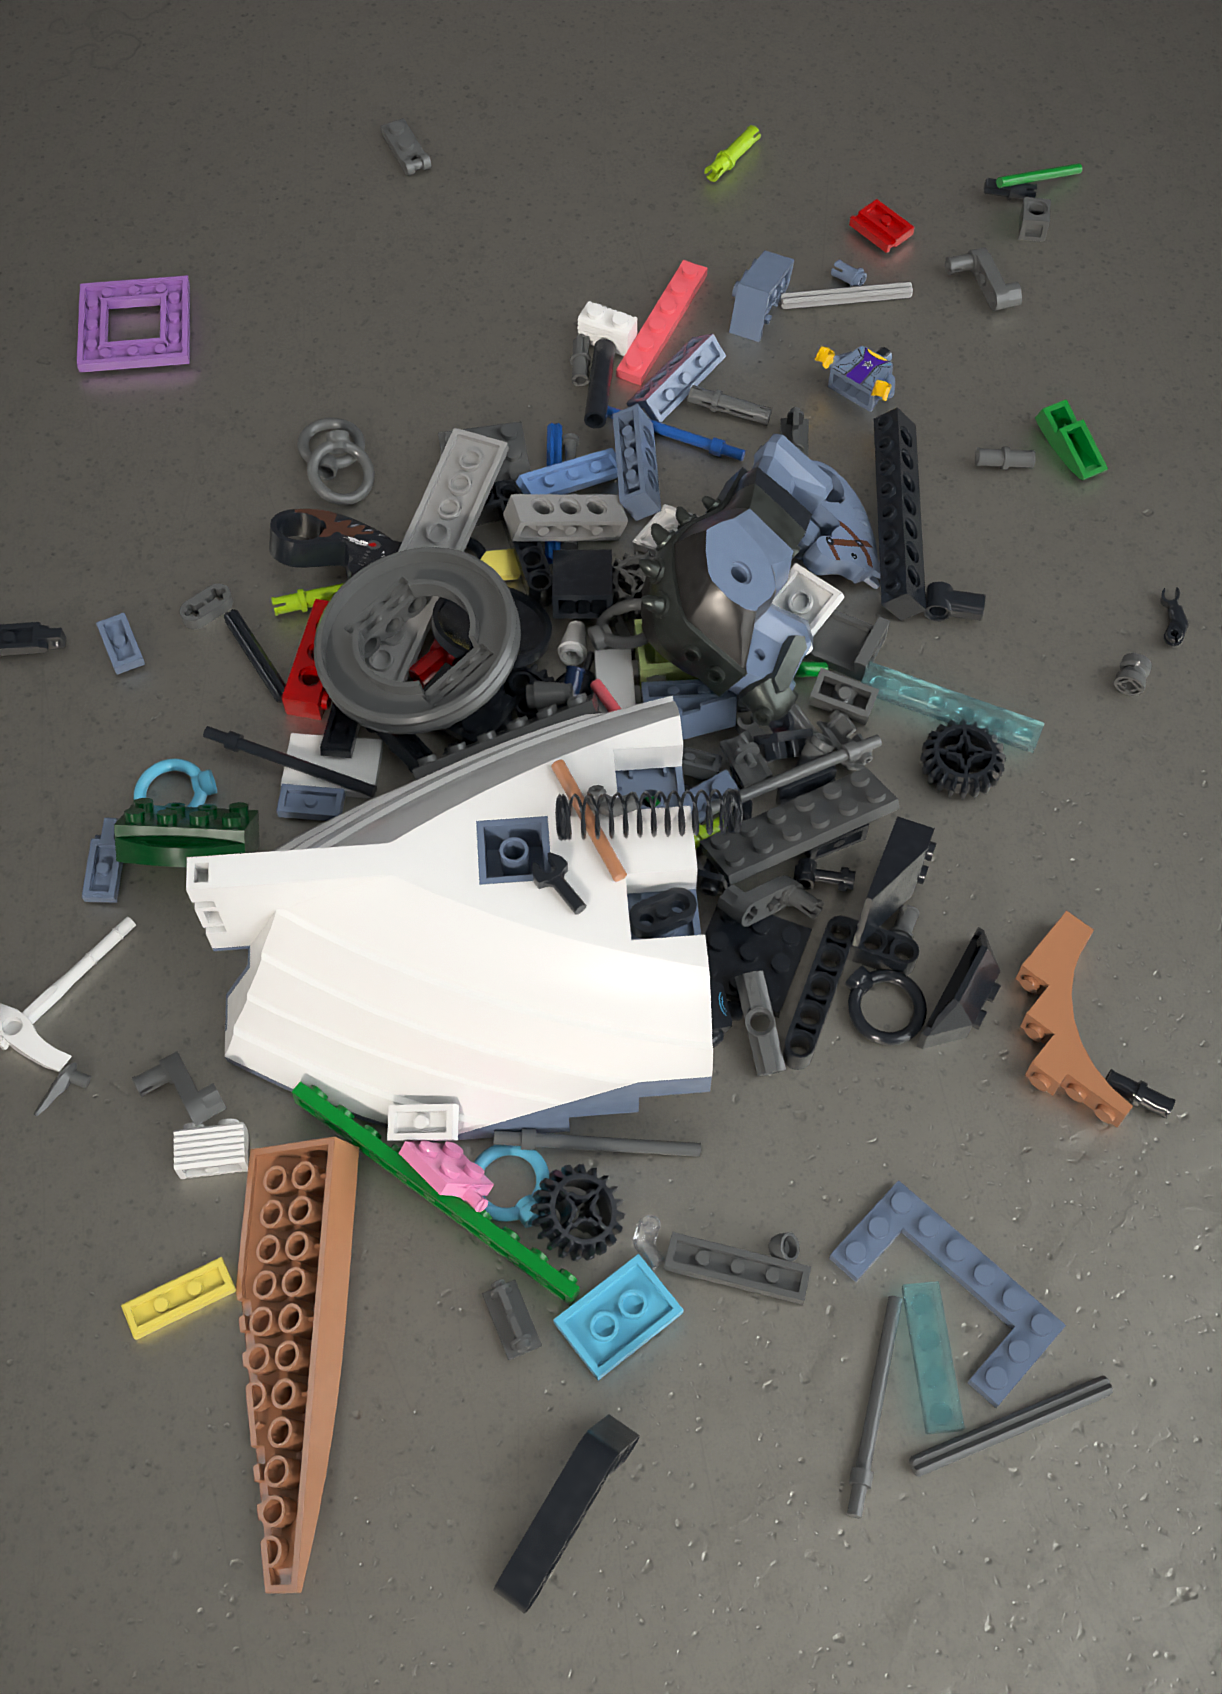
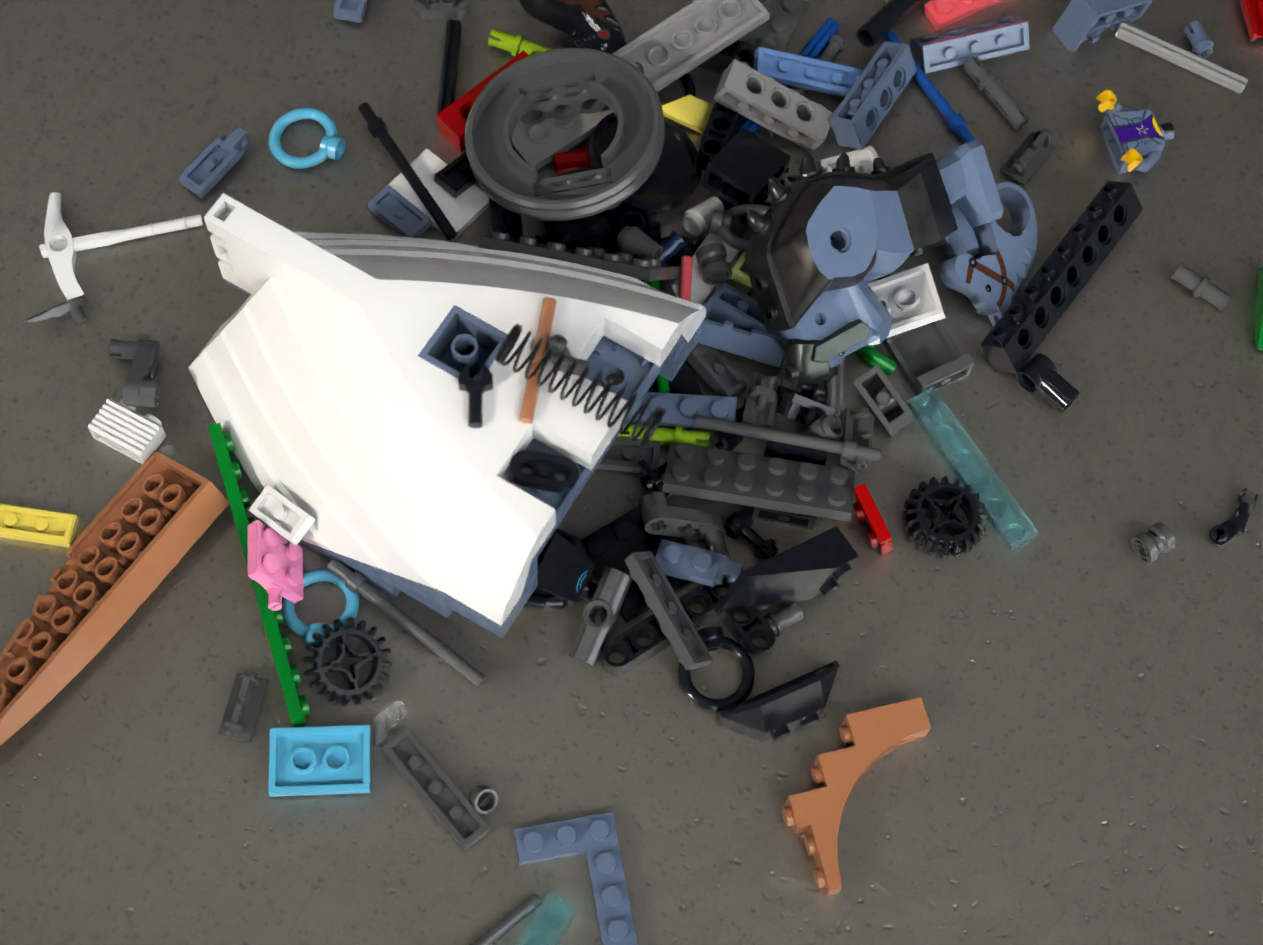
camera: 30 degrees right, 5 degrees up
(173, 832) = (283, 180): dark green piece -> none
(591, 1463) = (170, 863): black beam -> none
(623, 671) = (714, 265): none -> dark grey wheel
(805, 926) = (696, 564): none -> sand blue hinge
(807, 973) = (668, 610): none -> dark grey plate
(922, 802) = (866, 509): none -> red plate
(1140, 1094) = (861, 882): black pin -> none

